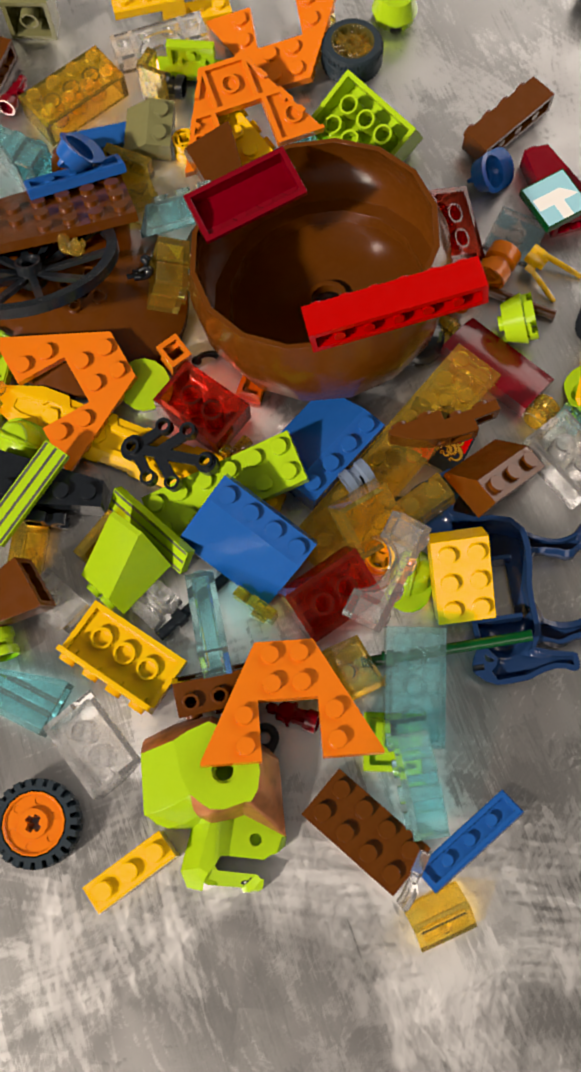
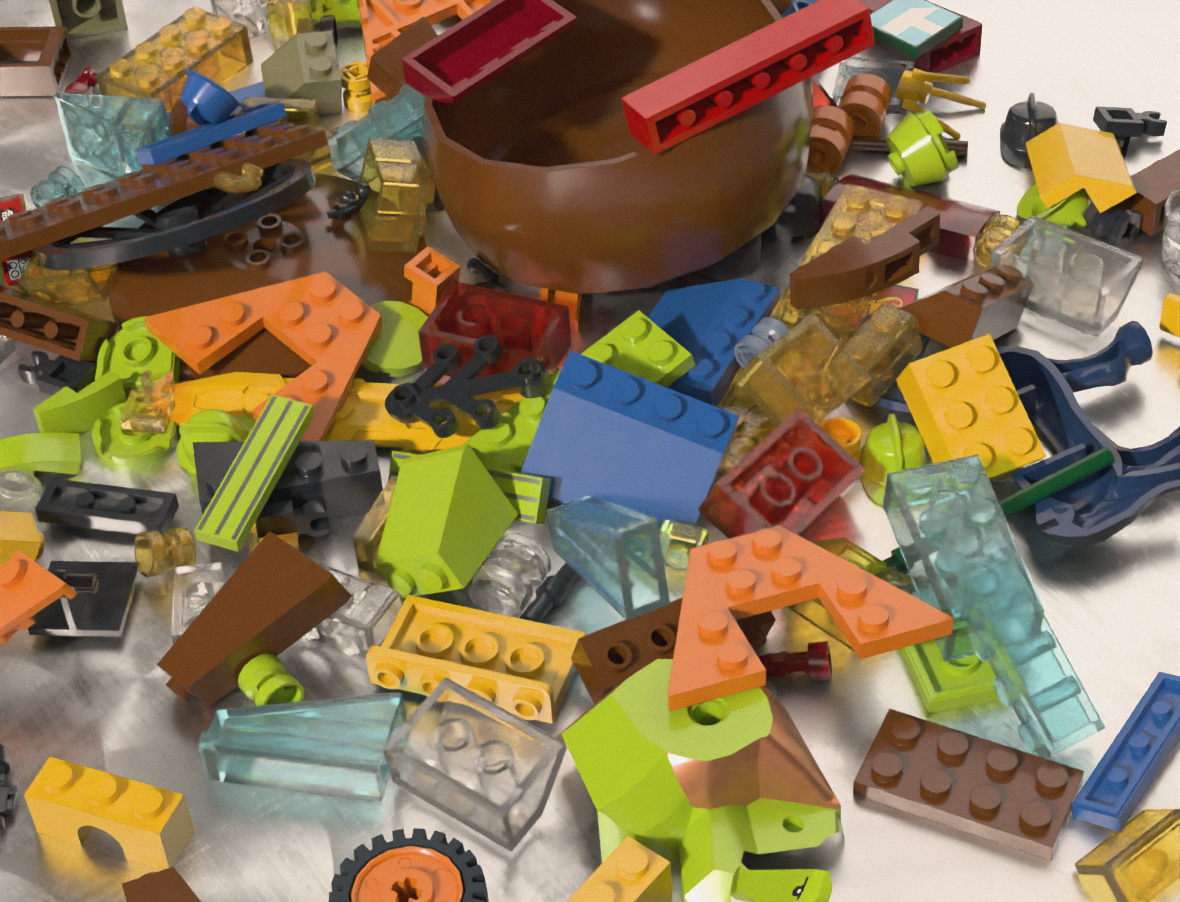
camera: 15 degrees left, 30 degrees down
(404, 541) = (867, 378): clear arch -> none
(410, 890) = (1077, 826): clear piece -> none

